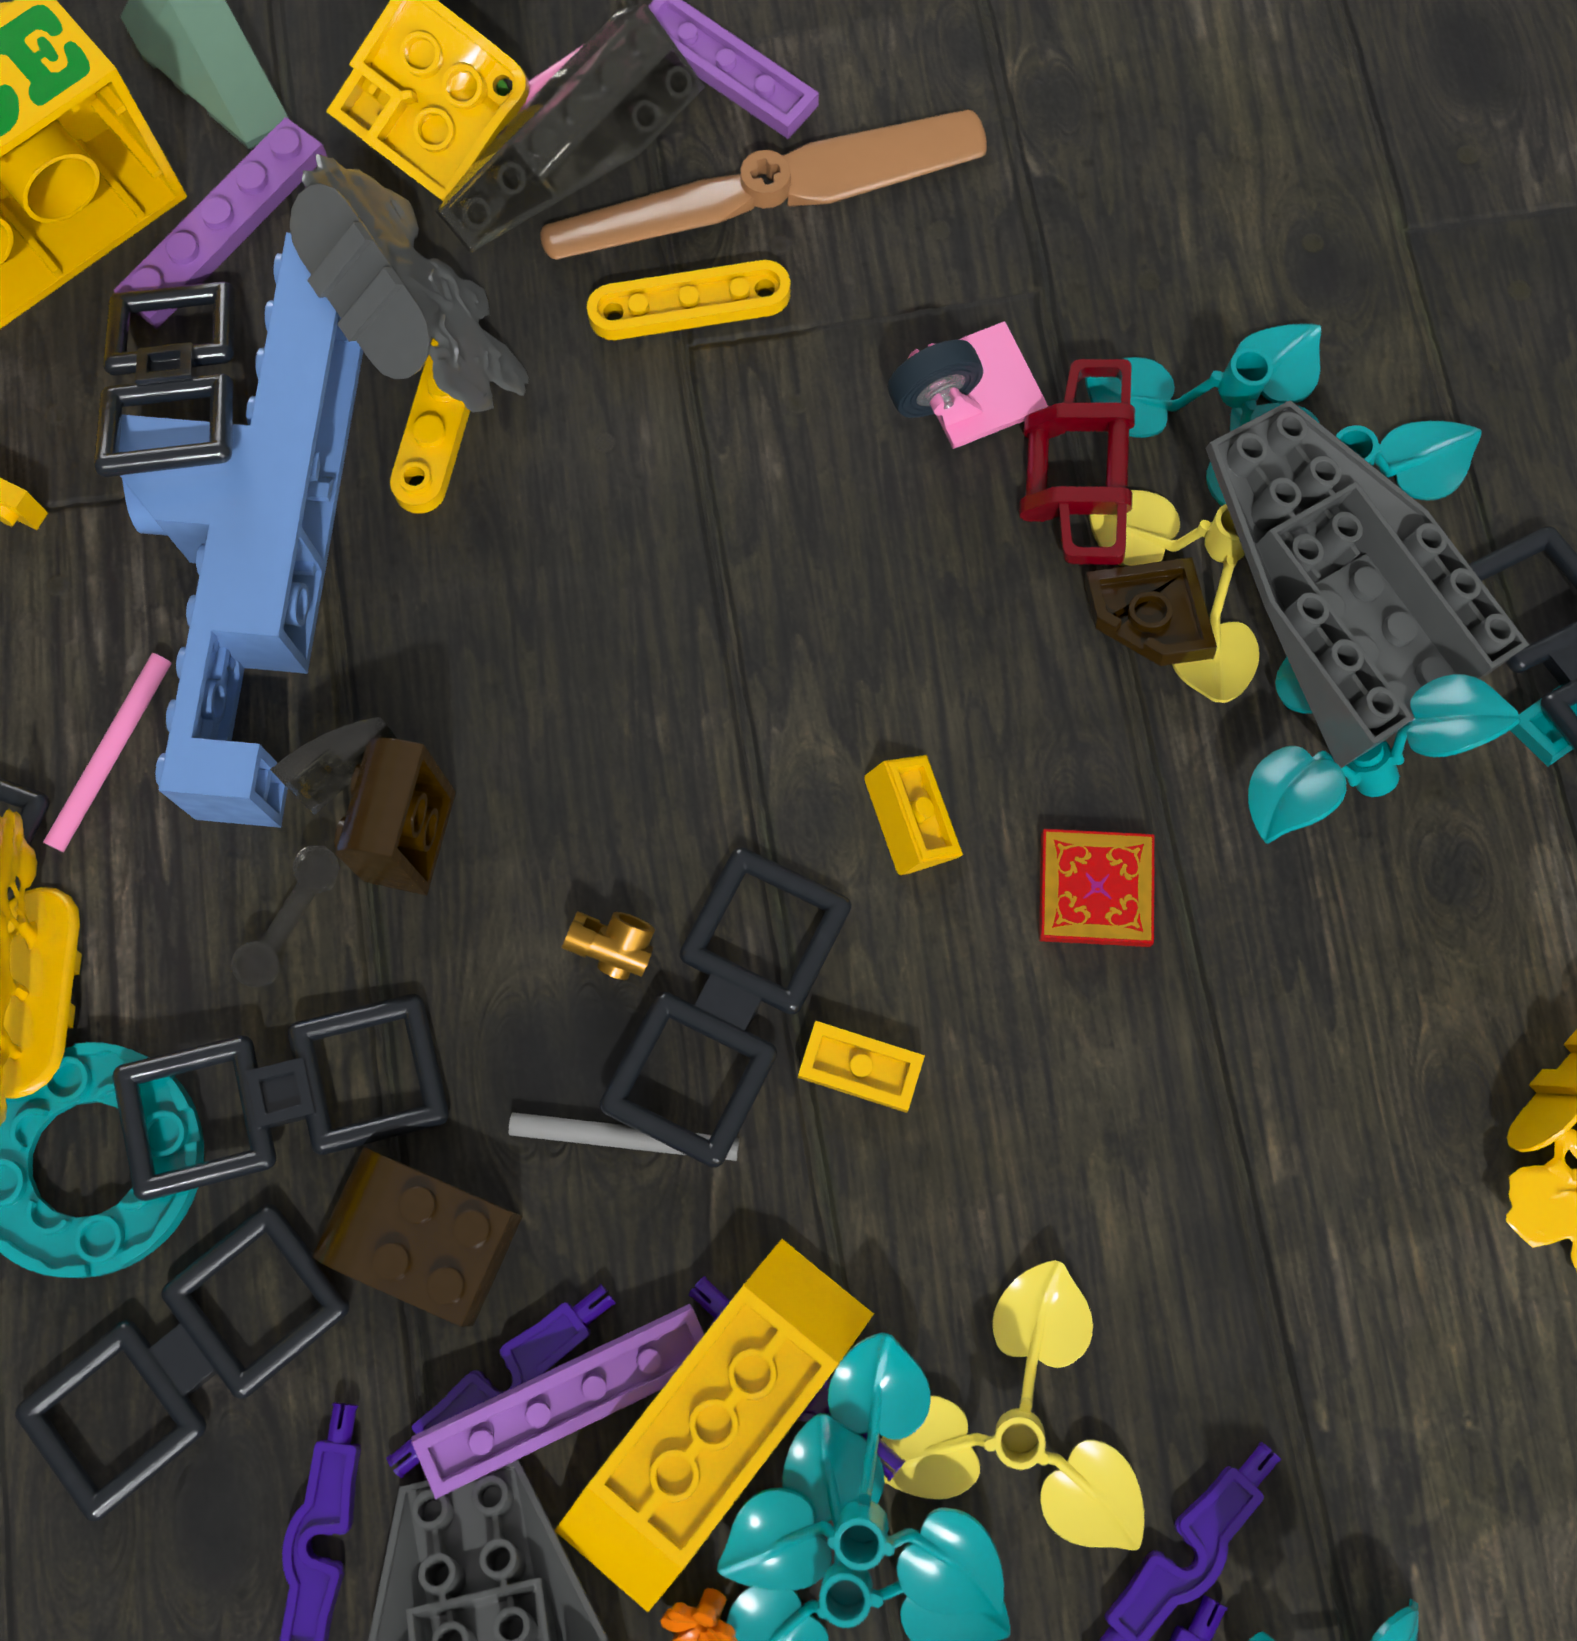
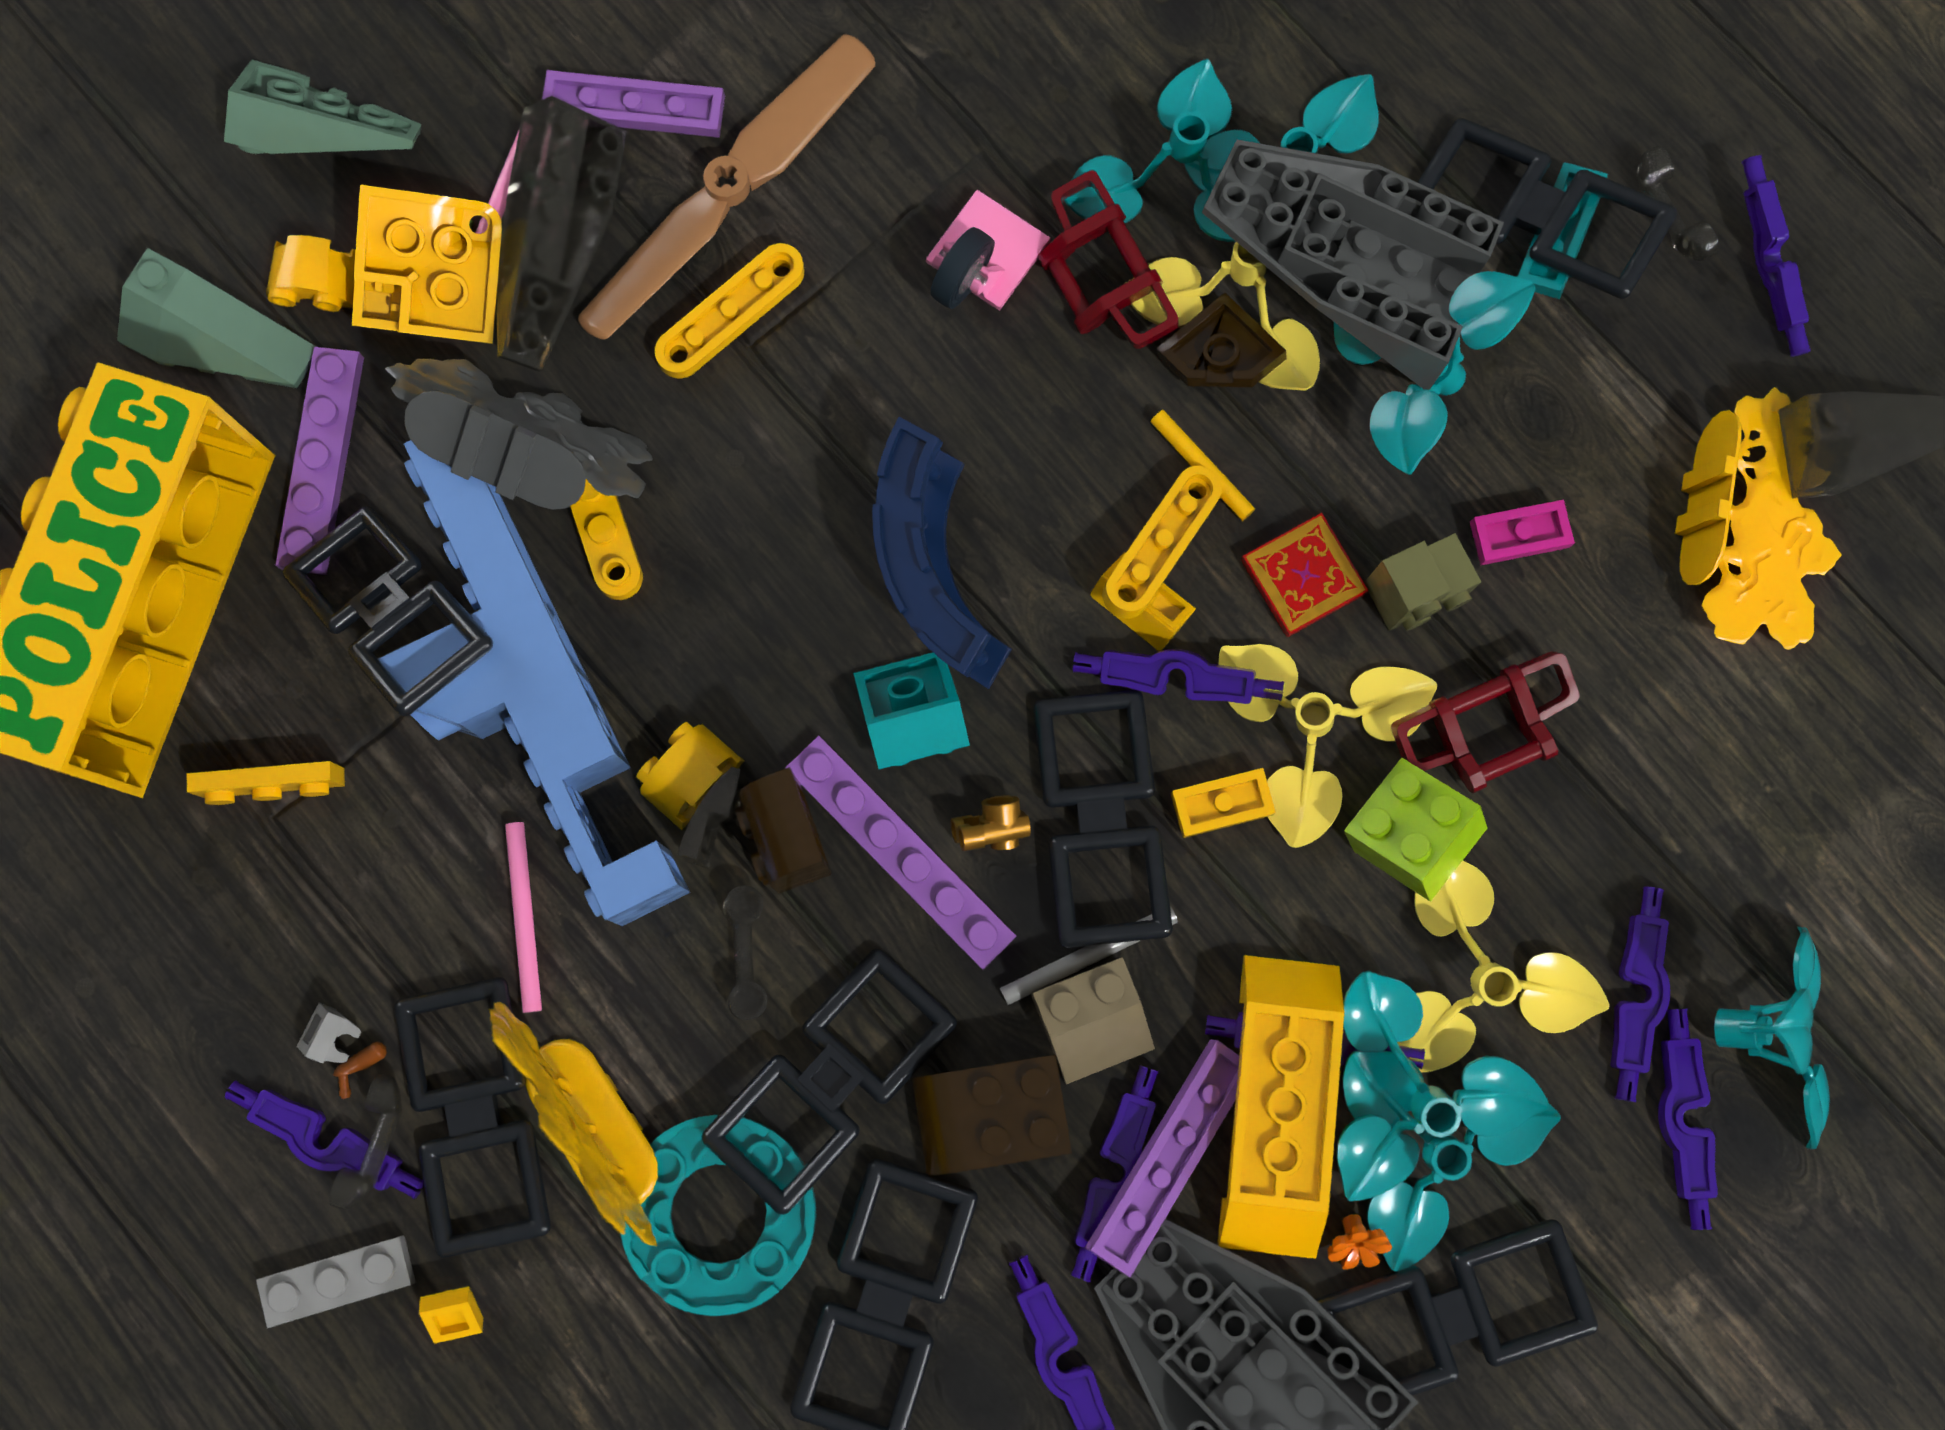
camera: 35 degrees left, 5 degrees up
(323, 46) = (311, 271): none -> yellow cylinder
(356, 695) = (686, 772): none -> yellow cylinder
(506, 918) = (901, 853): none -> medium lavender plate
(581, 1205) = (1093, 1020): none -> dark tan slope
(606, 779) = (911, 710): none -> teal slope
(704, 625) = (913, 554): none -> dark blue fence
(919, 925) = (1202, 681): none -> dark purple piece
(966, 763) = (1162, 541): none -> yellow plate
(986, 964) = (1306, 799): none -> light yellow plant
(1044, 1219) = (1416, 829): none -> lime brick
(1061, 716) = (1196, 457): none -> yellow bar
(1211, 964) = (1422, 580): none -> olive brick
(1244, 1182) = (1528, 718): none -> dark red bar
(1358, 981) = (1522, 532): none -> dark pink plate

